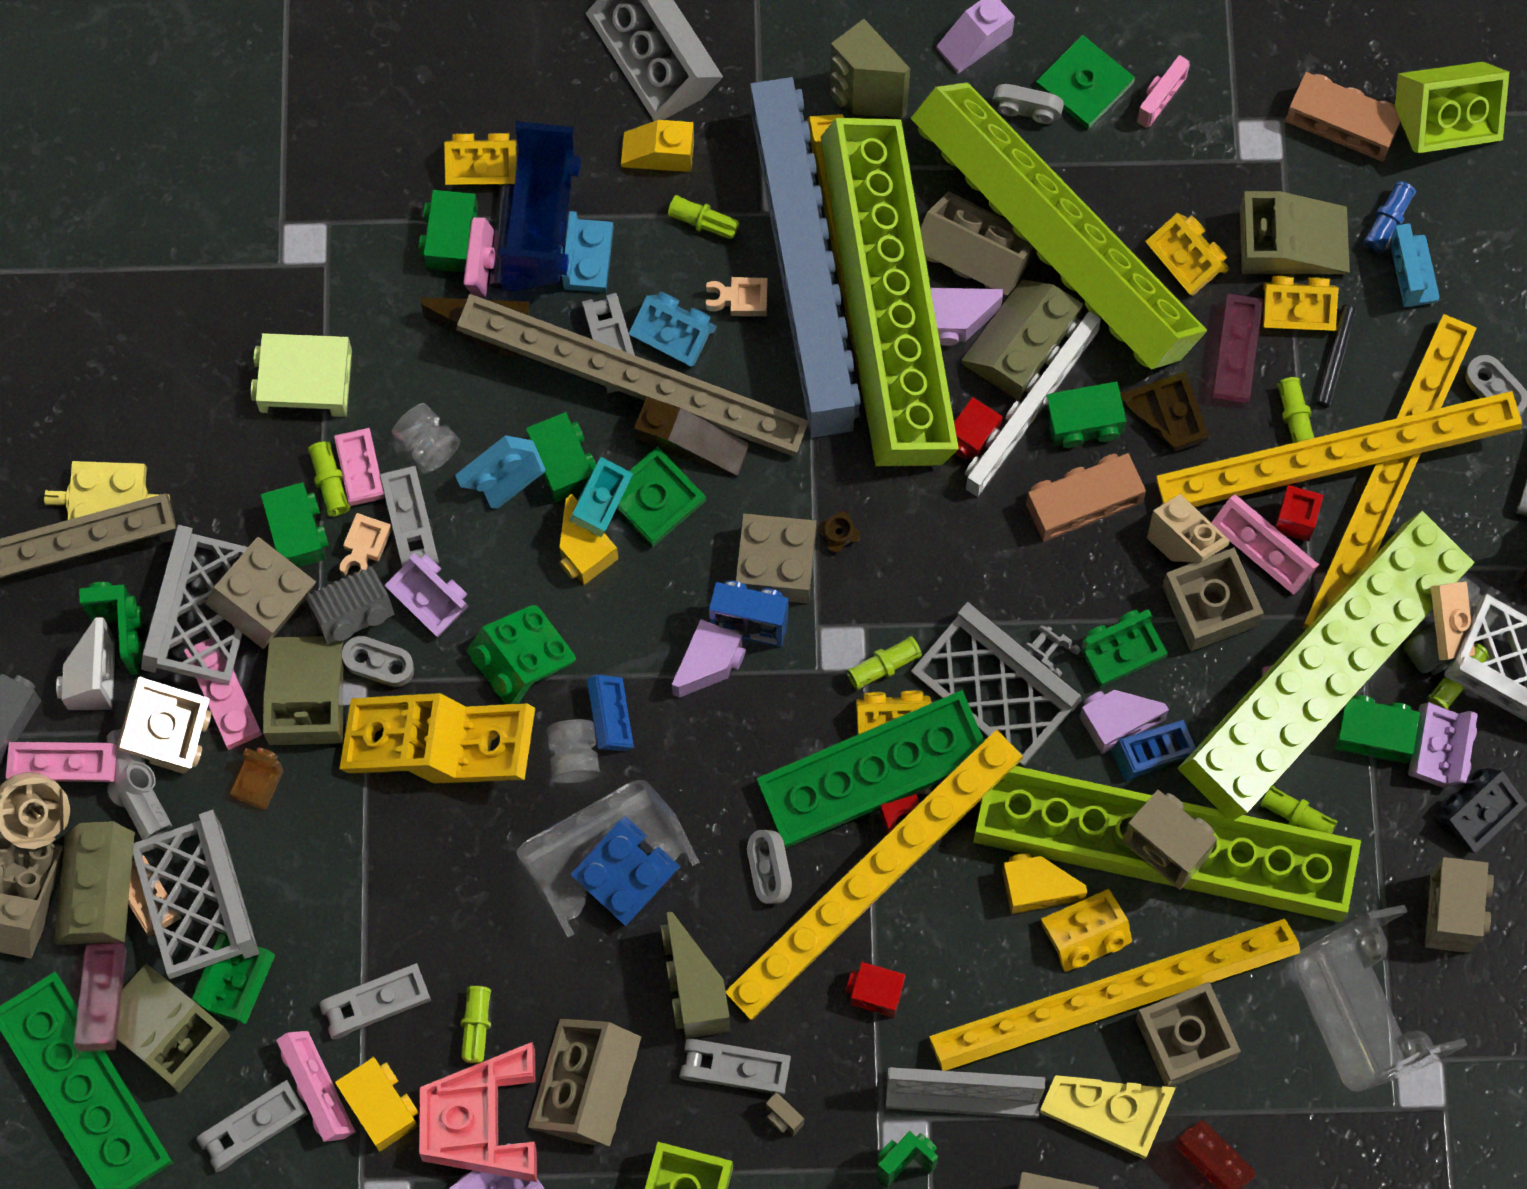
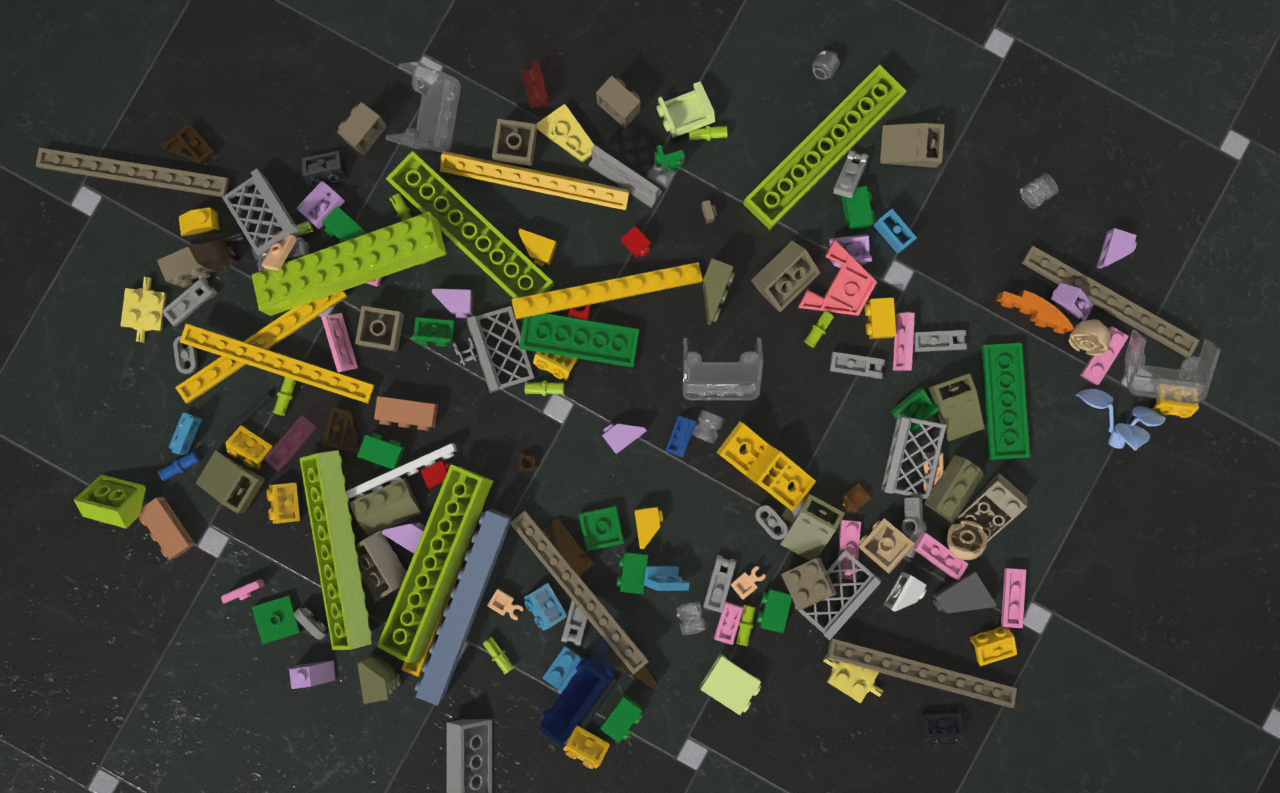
camera: 155 degrees left, 15 degrees up
(100, 997) = (978, 434): clear pink plate -> none
(115, 605) = (875, 607): green bracket -> none
(349, 605) = (770, 555): dark grey brick -> none
(427, 594) = (732, 540): lavender bracket -> none
(479, 257) = (615, 695): bright pink plate -> none
(519, 652) = (704, 488): green bracket -> none
(600, 497) = (628, 538): teal slope -> none
(625, 871) = (716, 356): blue piece -> none
(659, 146) = (498, 704): yellow slope -> none
(736, 1067) = (716, 244): light grey plate -> none
(749, 612) = (593, 443): blue piece -> none
(769, 866) = (650, 324): light grey plate -> none
(777, 555) = (563, 465): dark tan brick -> none
(1087, 930) = (528, 216): yellow bracket -> none
(1131, 756) = (461, 278): blue slope -> none
(1170, 838) = (471, 221): dark tan brick -> none
(1184, 532) = (372, 364): tan slope -> none
(1298, 513) = (315, 346): red brick -> none

